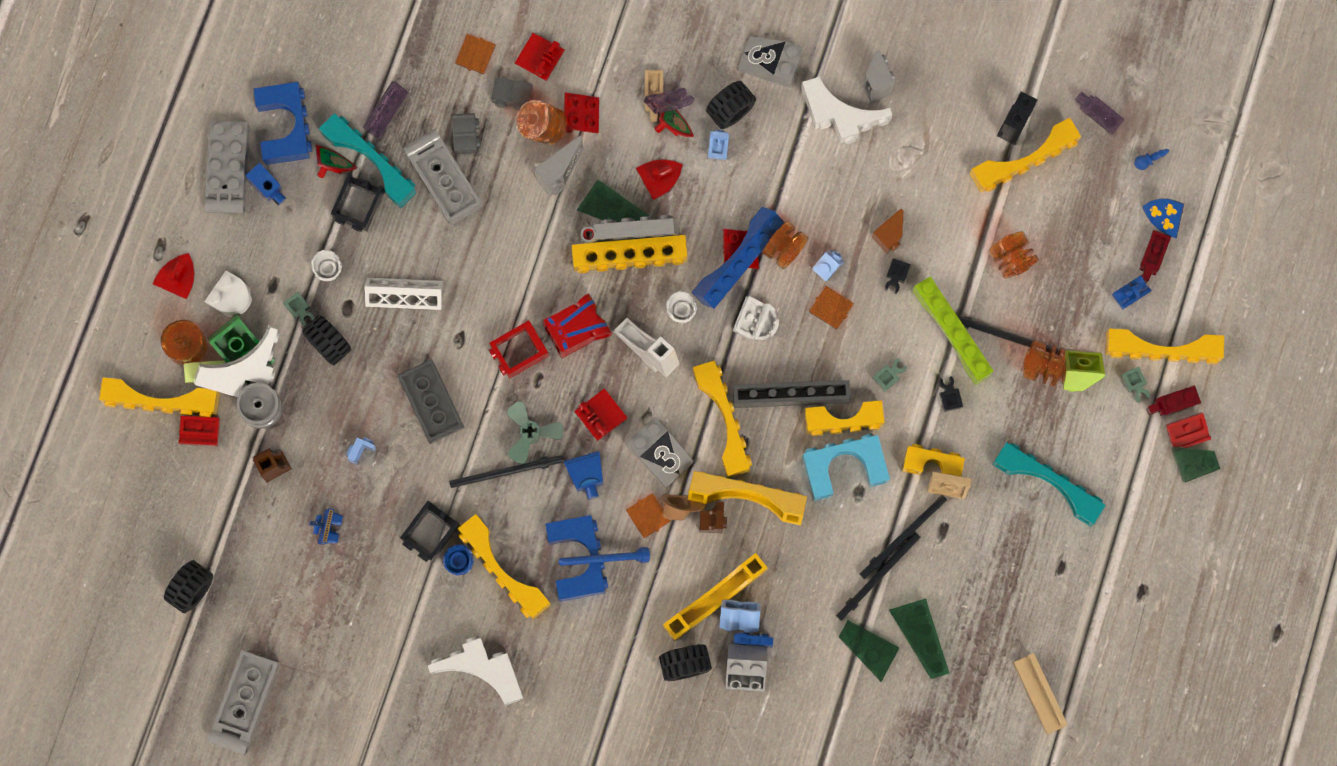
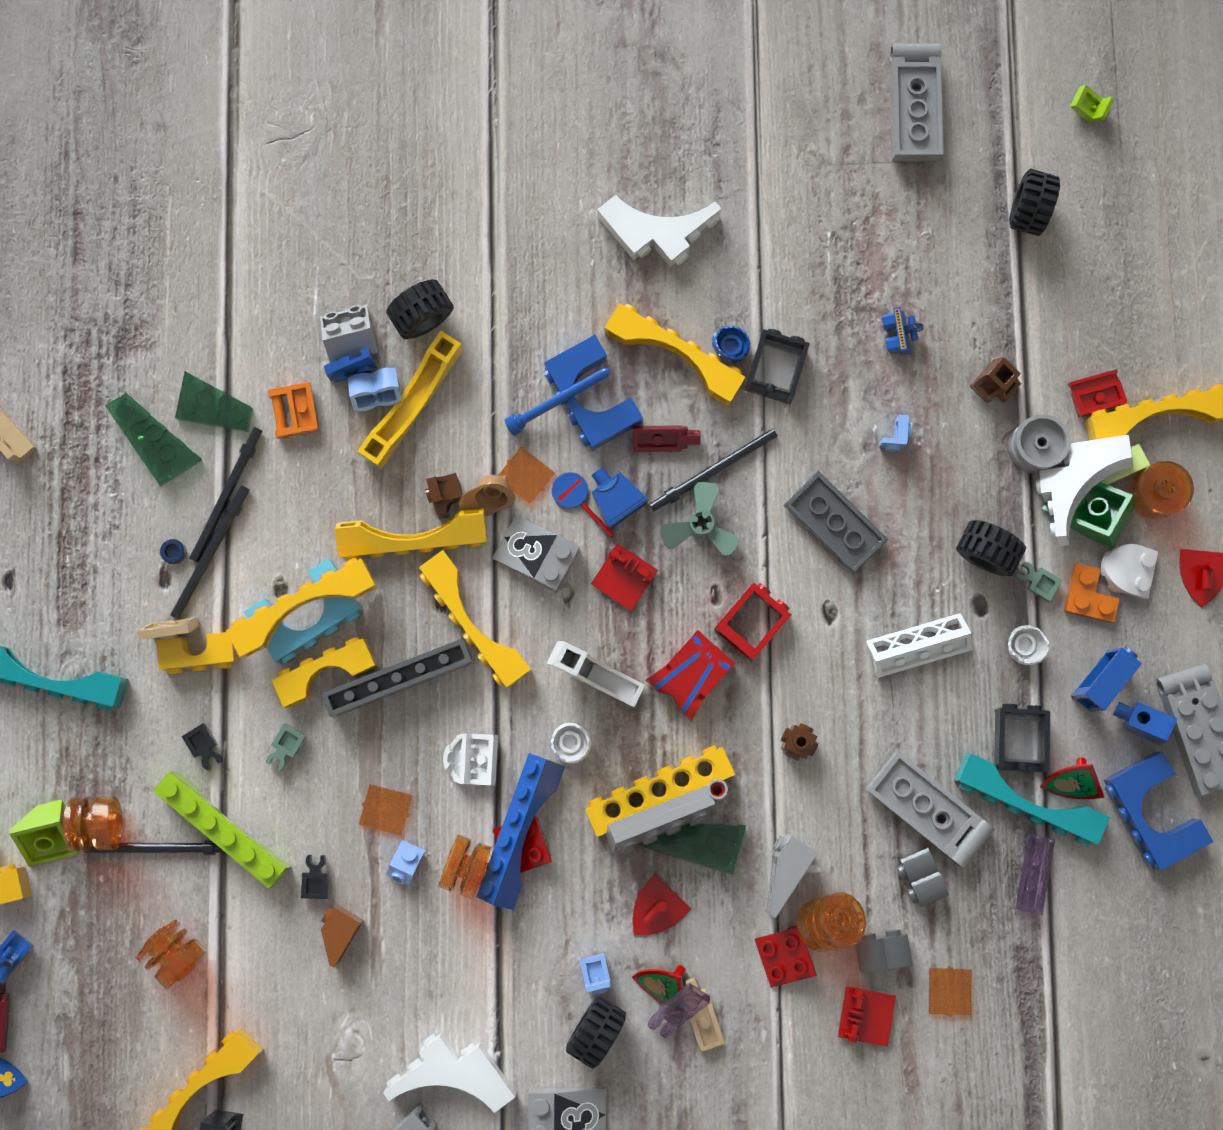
camera: 160 degrees right, 5 degrees up
(109, 653) = (1091, 105): none -> lime bracket
(271, 287) = (1083, 597): none -> orange plate
(281, 222) = (1107, 679): none -> blue window
(519, 259) = (789, 742): none -> reddish brown brick
(534, 506) = (664, 438): none -> dark red hinge
(617, 492) = (571, 491): none -> blue piece
(800, 623) = (301, 409): none -> orange plate
(805, 471) = (256, 632): none -> yellow arch
(930, 547) = (173, 551): none -> dark blue tile

